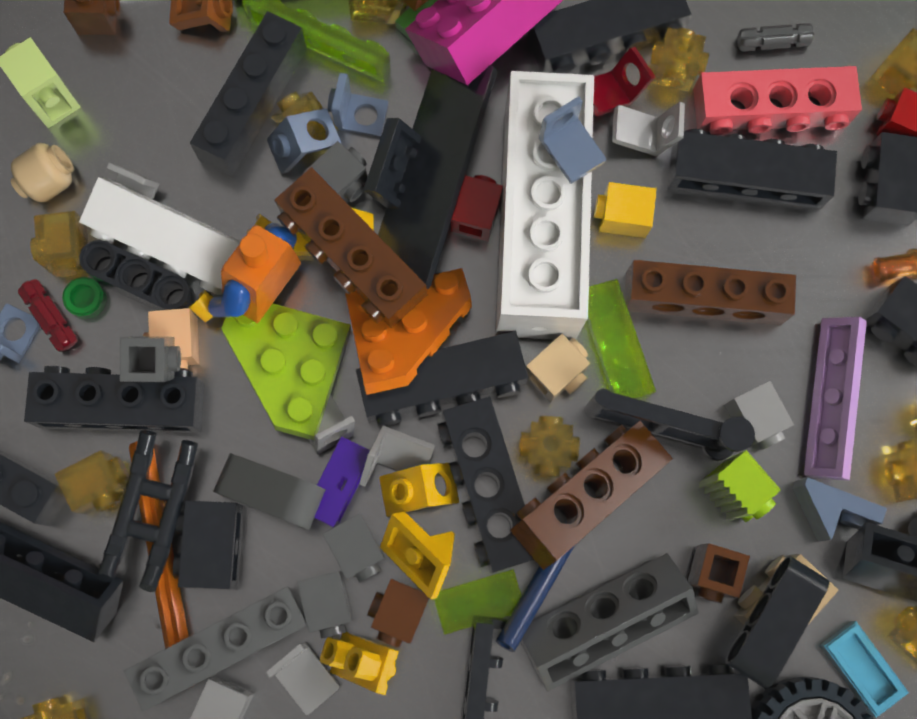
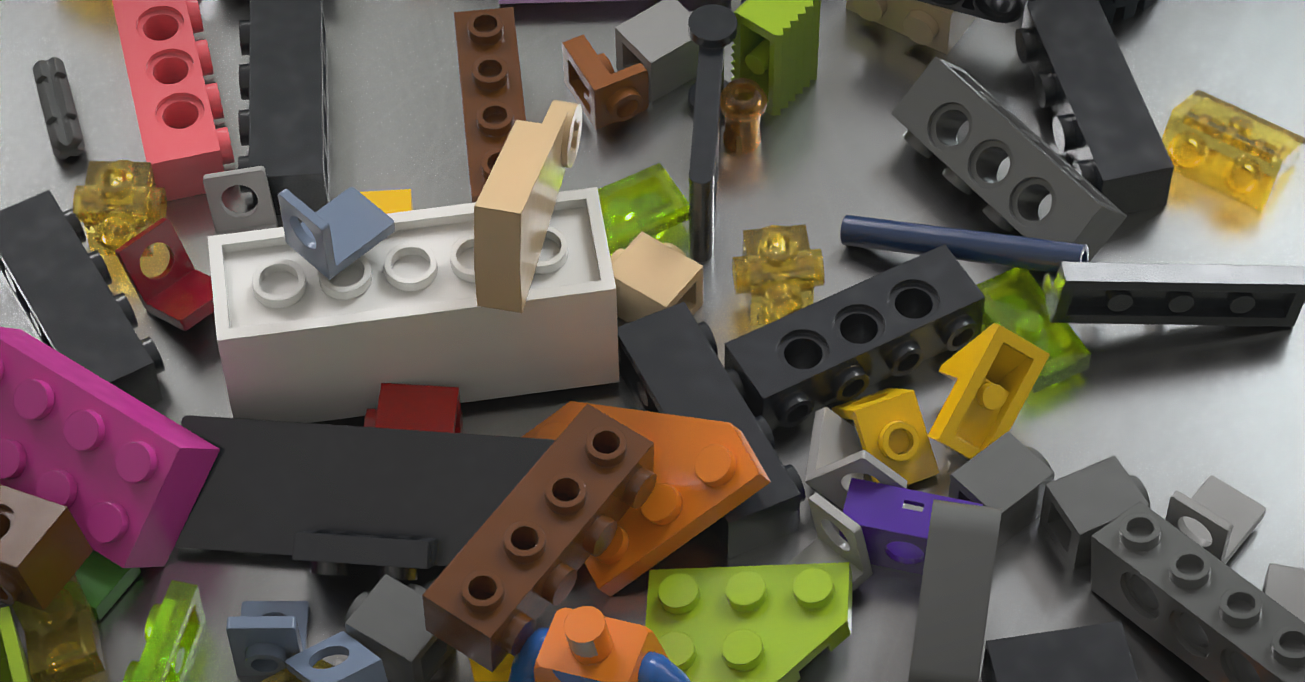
camera: 95 degrees left, 25 degrees down
(360, 661) = (1166, 434): yellow hips -> none
(397, 613) = (1078, 415): reddish brown brick -> none
(550, 539) = (841, 196): reddish brown brick -> none
(567, 257) = (519, 204): none -> tan piece
(694, 447) = (742, 105): none -> clear orange pin
(718, 572) = (897, 52): reddish brown brick -> none
(738, 363) = (602, 92): none -> dark orange bracket

